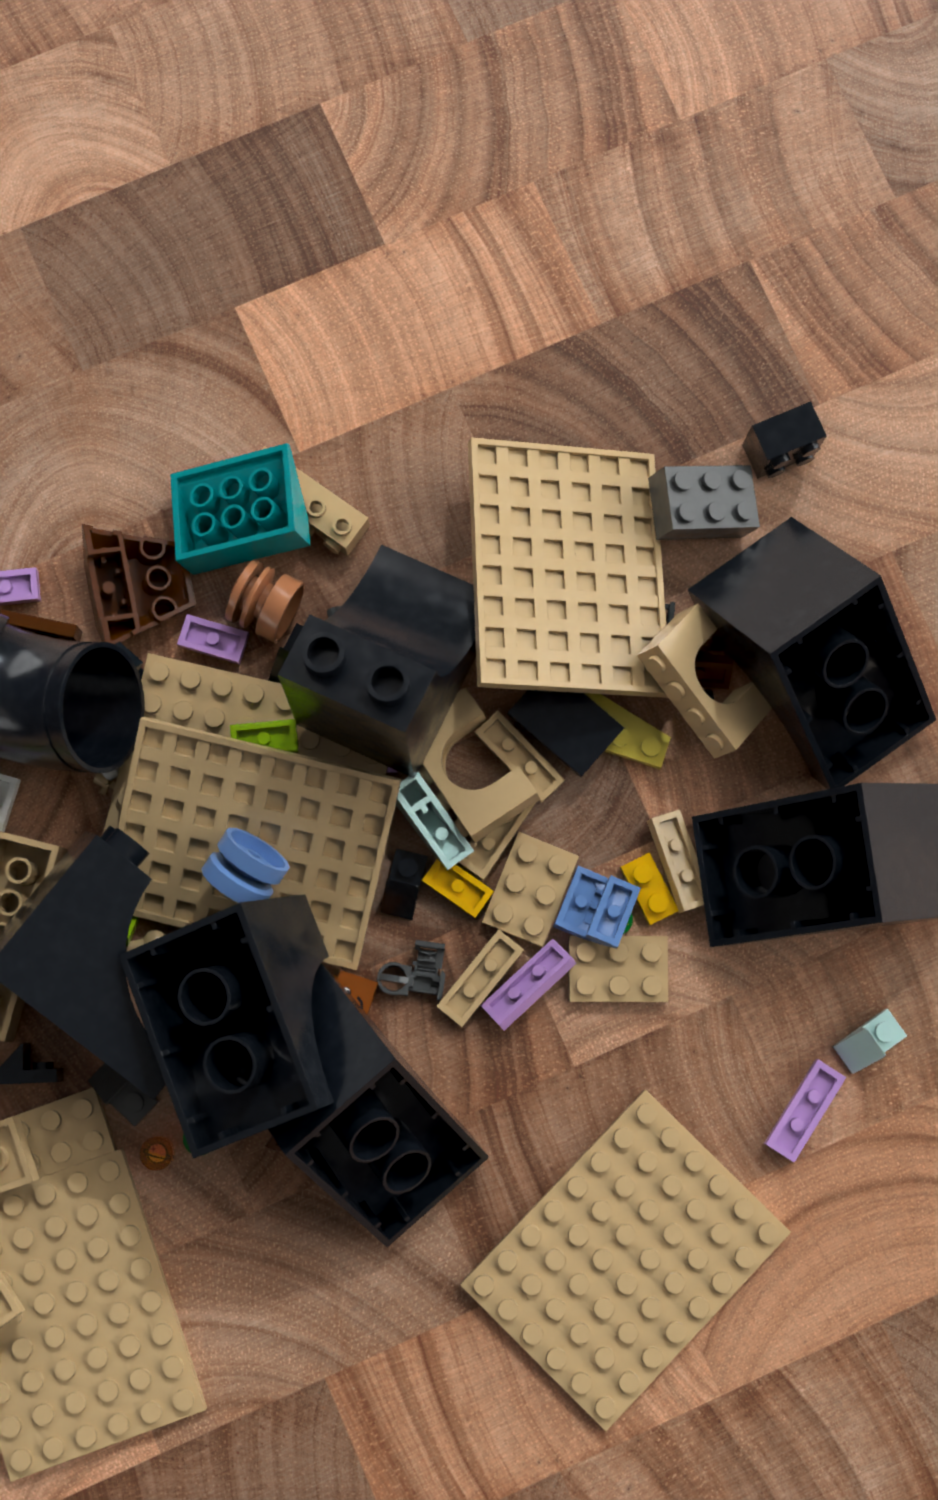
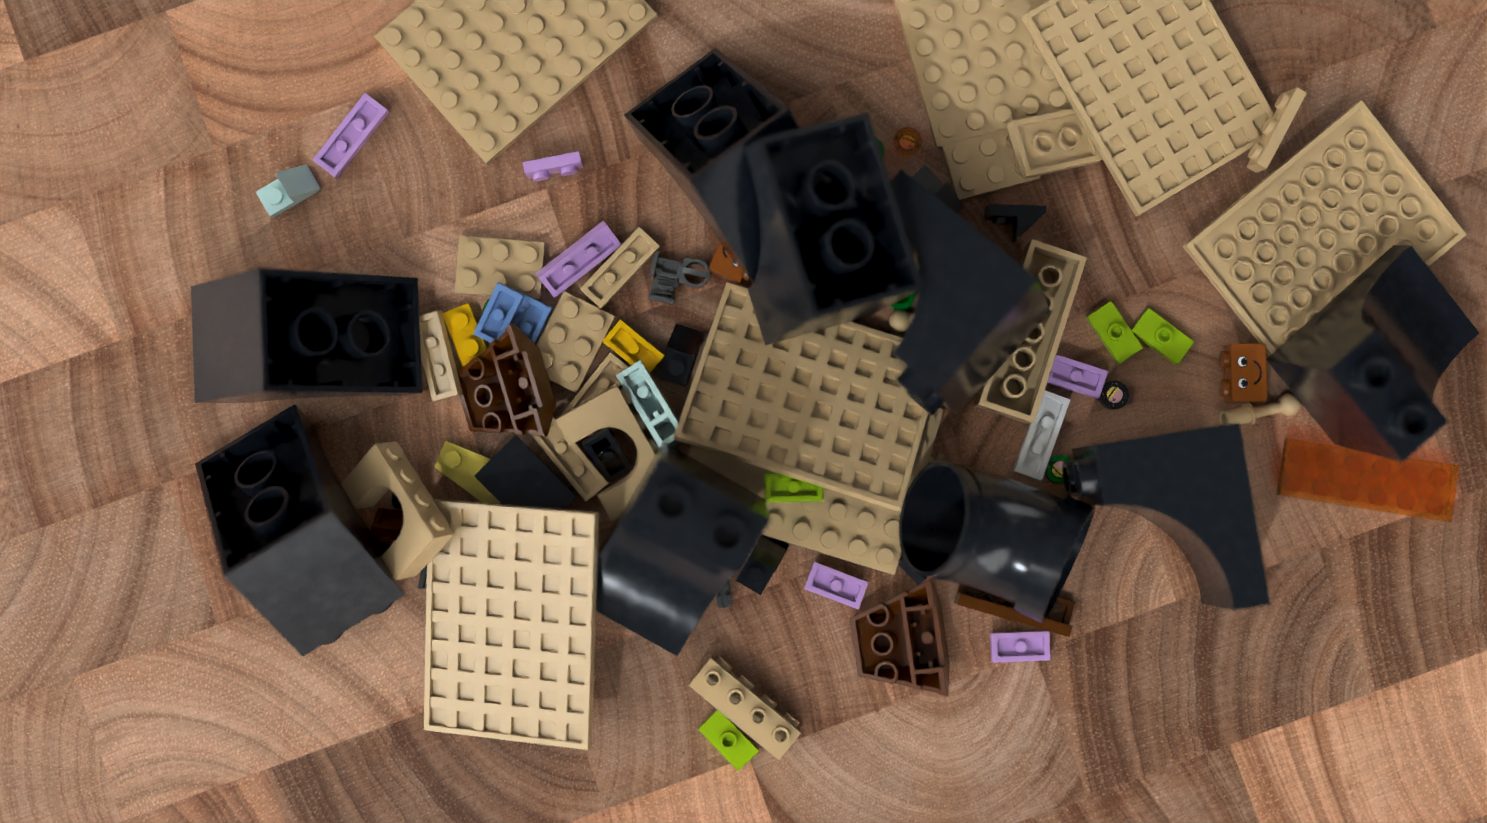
camera: 175 degrees left, 5 degrees up
(238, 510) = (805, 700): teal slope -> none
(244, 867) = (815, 368): medium blue wheel -> none
(258, 598) = (787, 614): nougat wheel -> none
(323, 466) = (728, 740): none -> lime plate
(477, 763) = (607, 454): none -> black slope
(580, 1086) = (542, 168): none -> lavender plate
(594, 828) = (508, 388): none -> reddish brown wedge
(703, 502) = (382, 677): dark grey brick -> none
(784, 441) = (300, 732): black brick -> none

